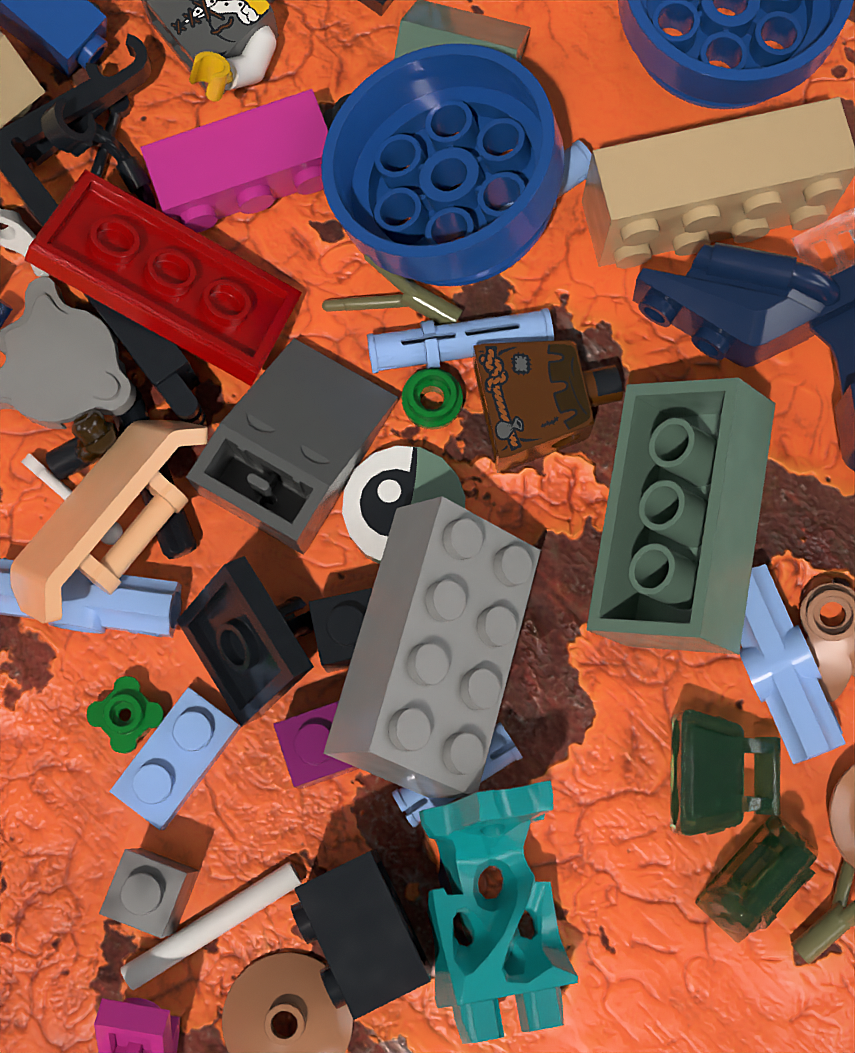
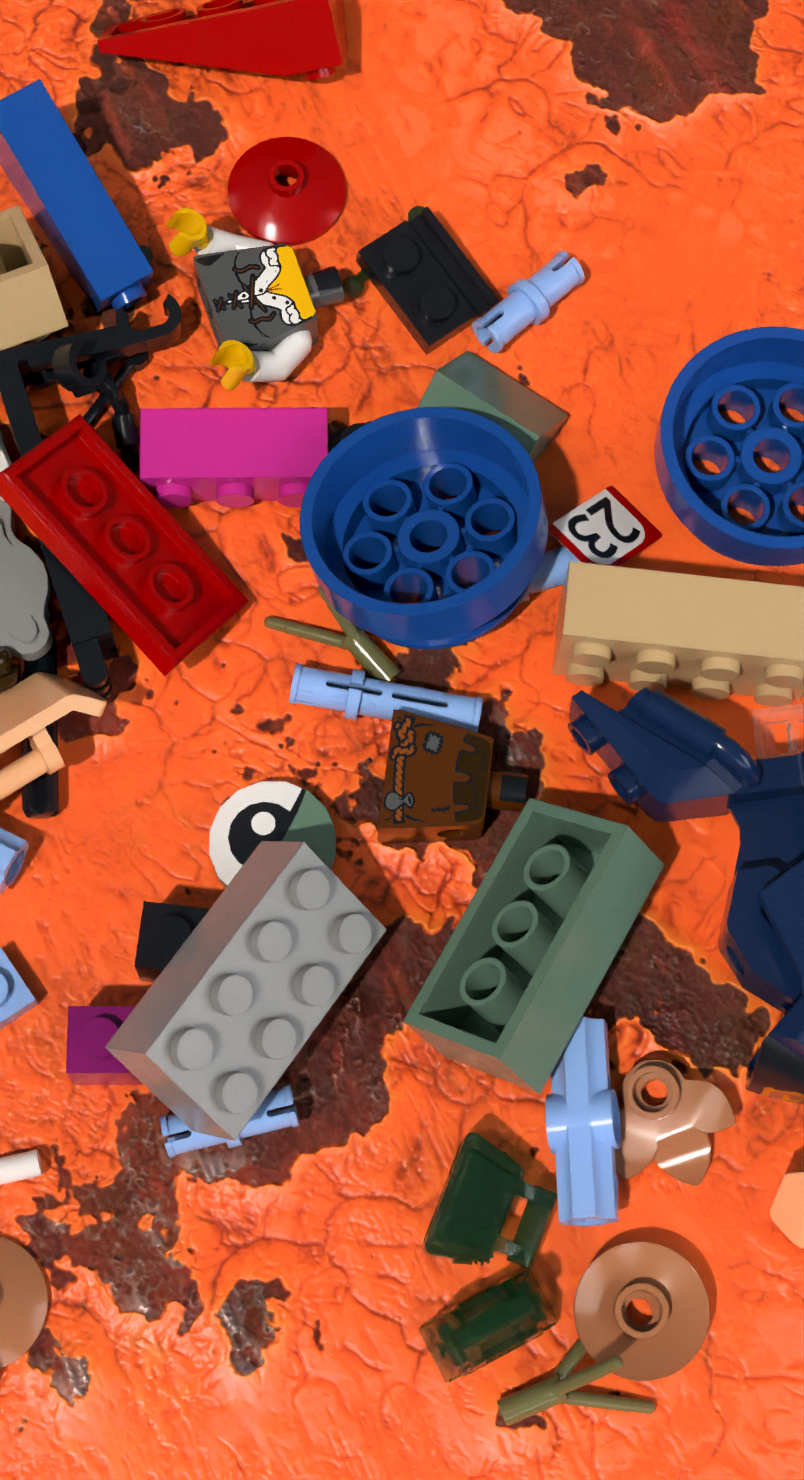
camera: 10 degrees right, 5 degrees down
(247, 639) = (72, 919): black tile -> none
(292, 444) = (185, 746): dark grey slope -> none
(362, 934) = (81, 1233): black brick -> none
(432, 381) = (344, 730): green plate -> none
(493, 956) = (229, 1179): teal hips -> none
(602, 117) = (605, 530): none -> sticker

